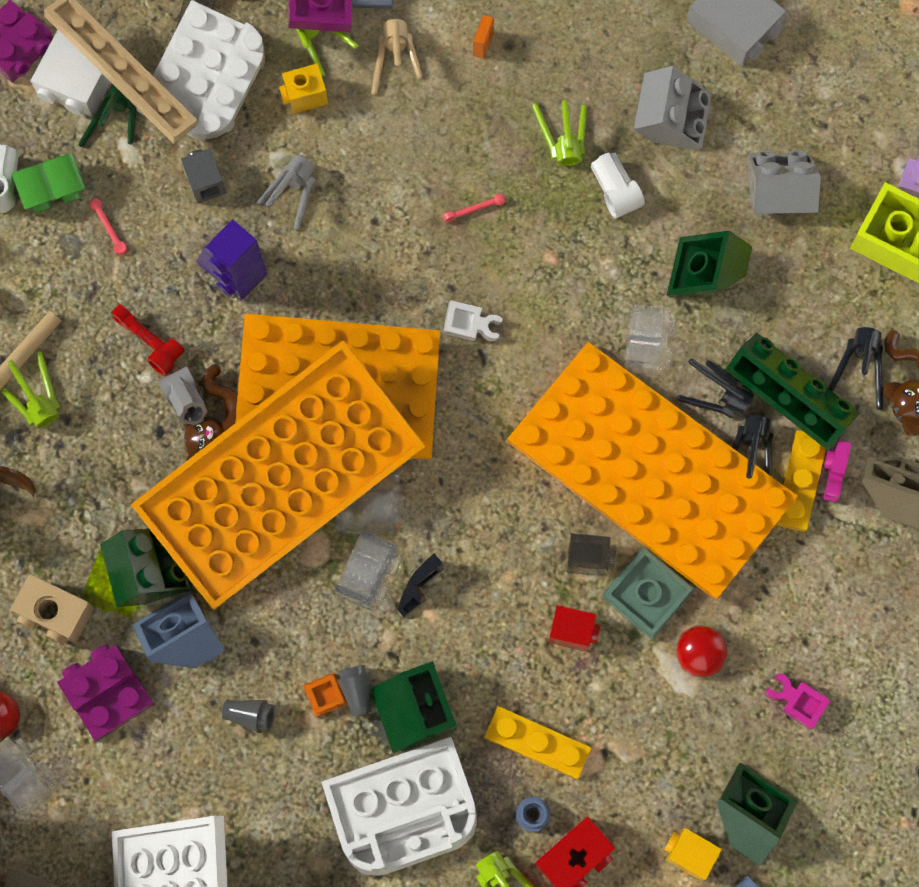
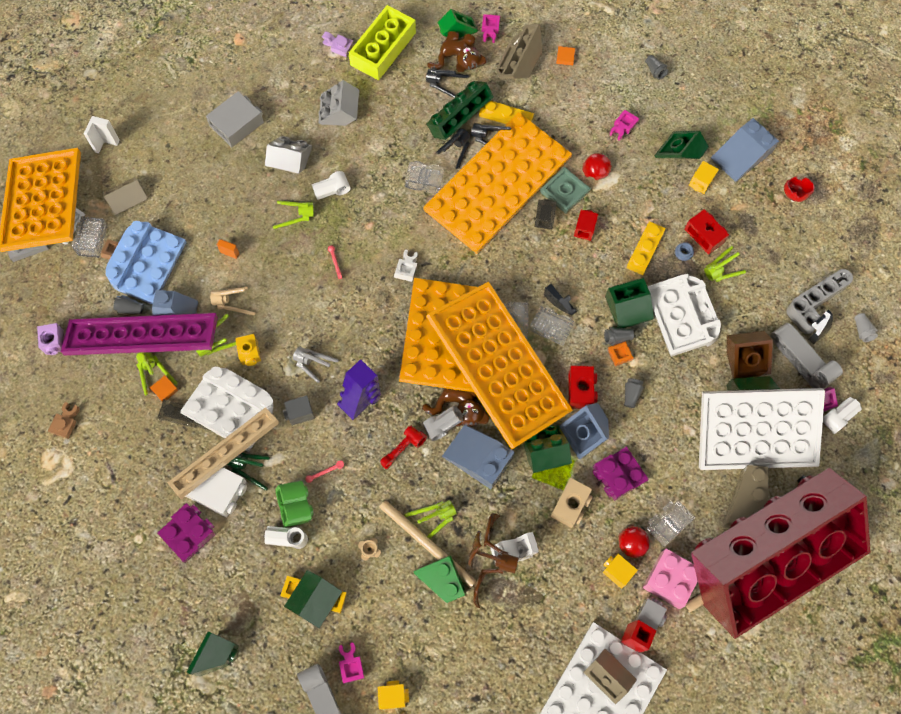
camera: 90 degrees left, 5 degrees down
(131, 457) = (479, 456): none -> sand blue slope
(238, 614) = (581, 375): none -> red brick
(708, 263) = (384, 145): dark green slope -> none
(836, 462) = (502, 95): dark pink plate -> none

